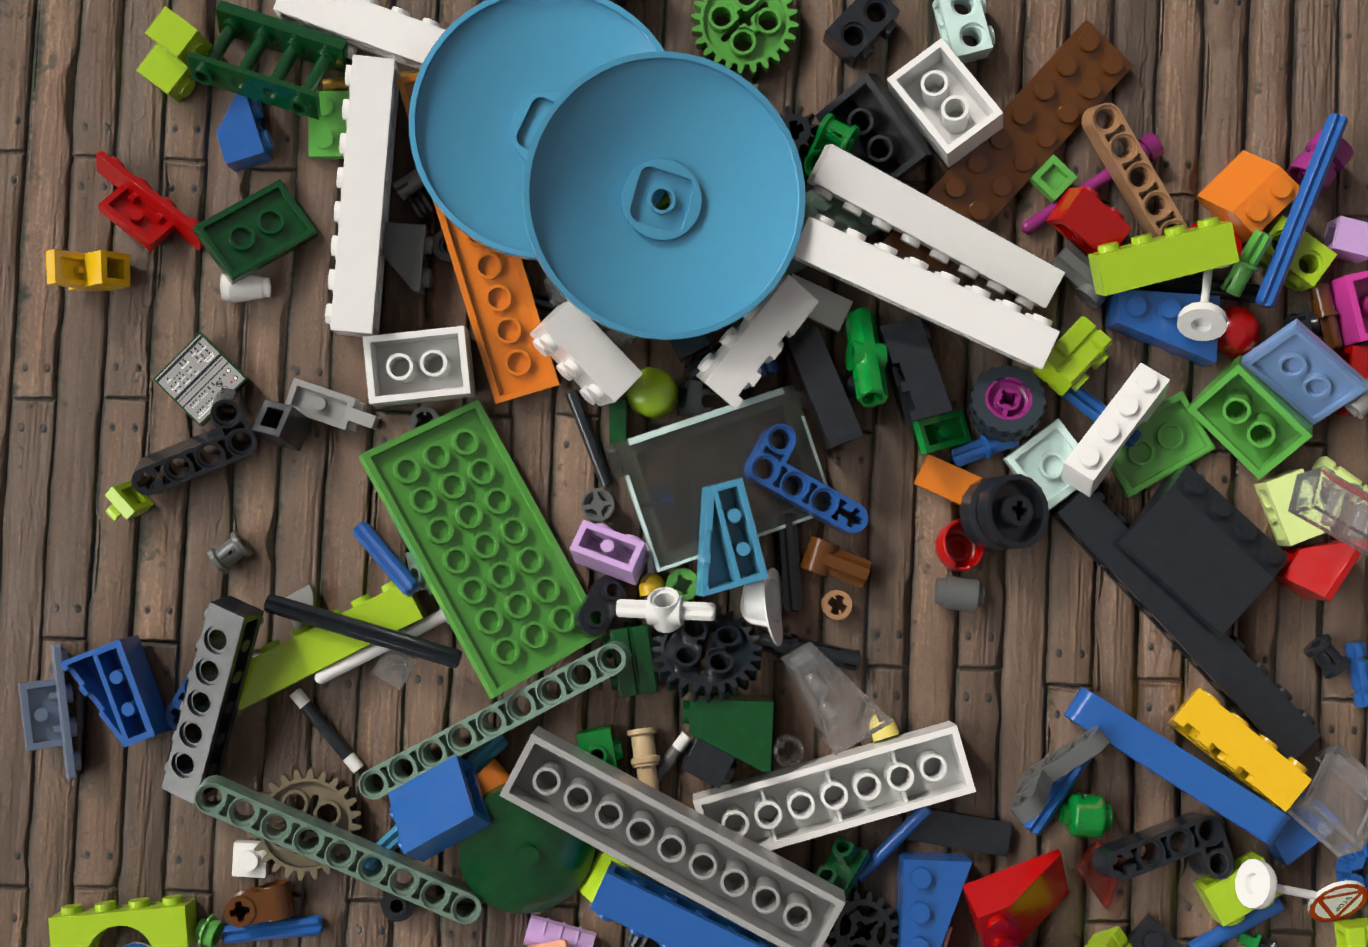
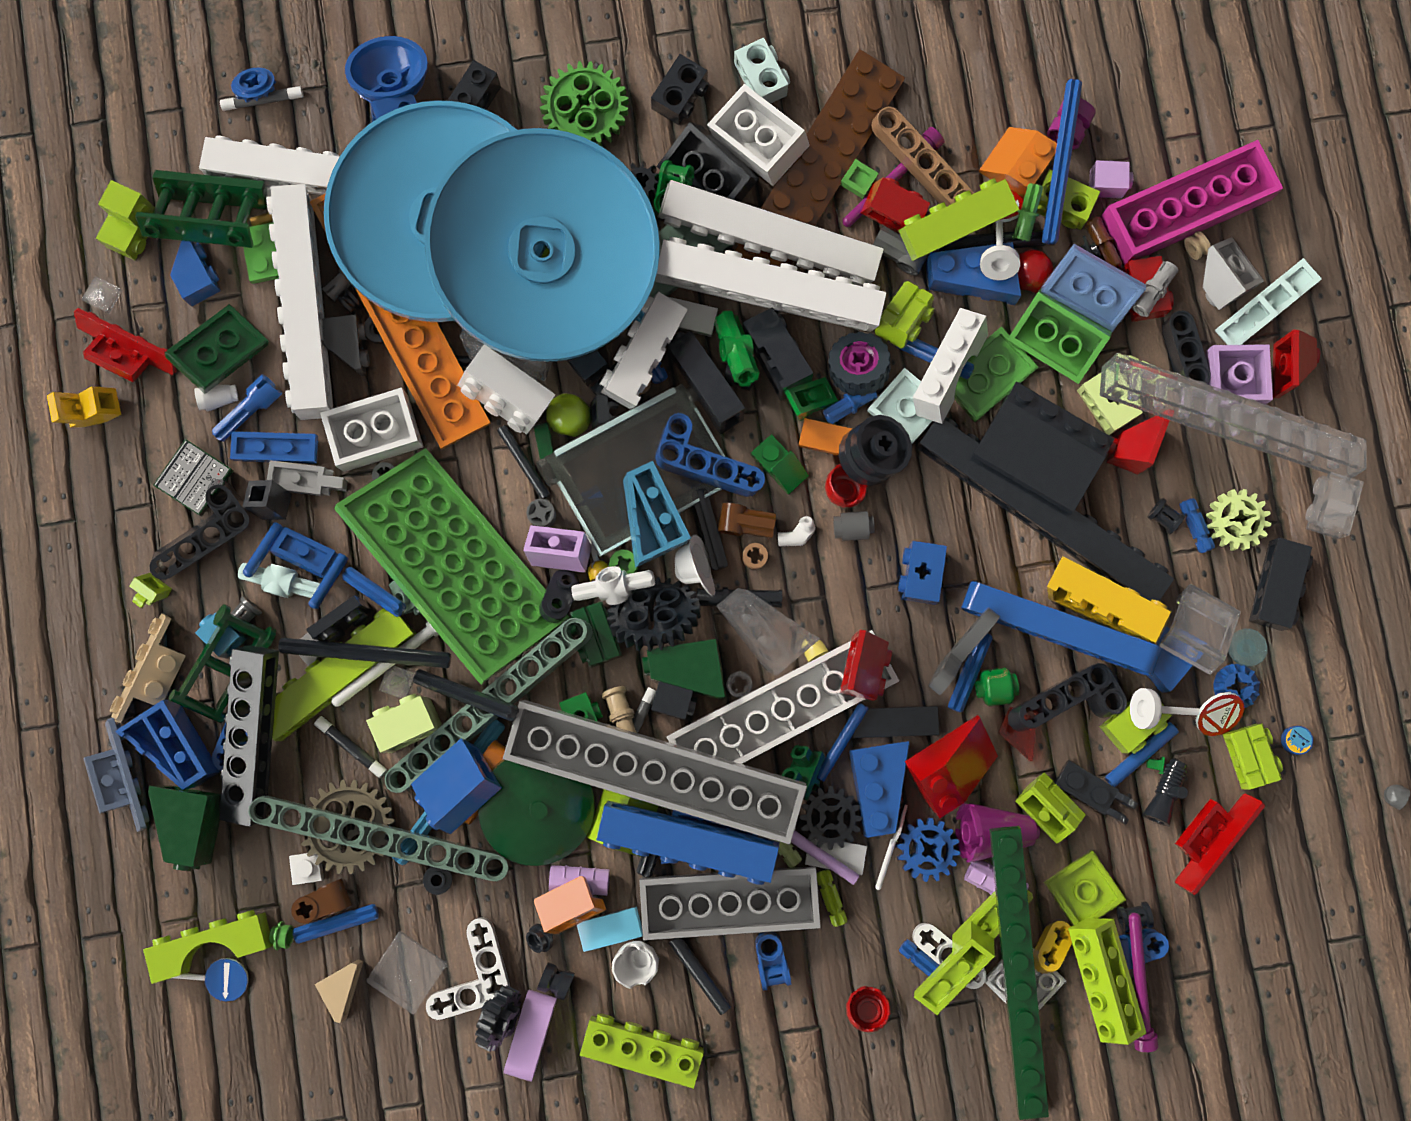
camera: 10 degrees left, 5 degrees down
(114, 599) = (153, 672): none -> tan bracket
(121, 786) = (185, 825): none -> dark green slope
(132, 137) = (101, 294): none -> clear tile
(198, 572) = (230, 639): none -> dark azure brick
(205, 557) = (222, 619): none -> dark green piece
(280, 521) = (280, 581): none -> light aqua axle
(295, 297) = (259, 395): none -> blue piece
(301, 362) = (274, 447): none -> blue plate
(311, 494) = (302, 553): none -> blue plate
(331, 590) = (332, 625): none -> black plate
(393, 723) = (404, 724): none -> yellowish green brick
(471, 707) = (466, 695): none -> black axle
(887, 501) = (780, 464): none -> green slope
(894, 590) = (800, 534): none -> white arm
(939, 773) = (865, 666): none -> red slope
(1027, 683) = (929, 587): none -> blue brick

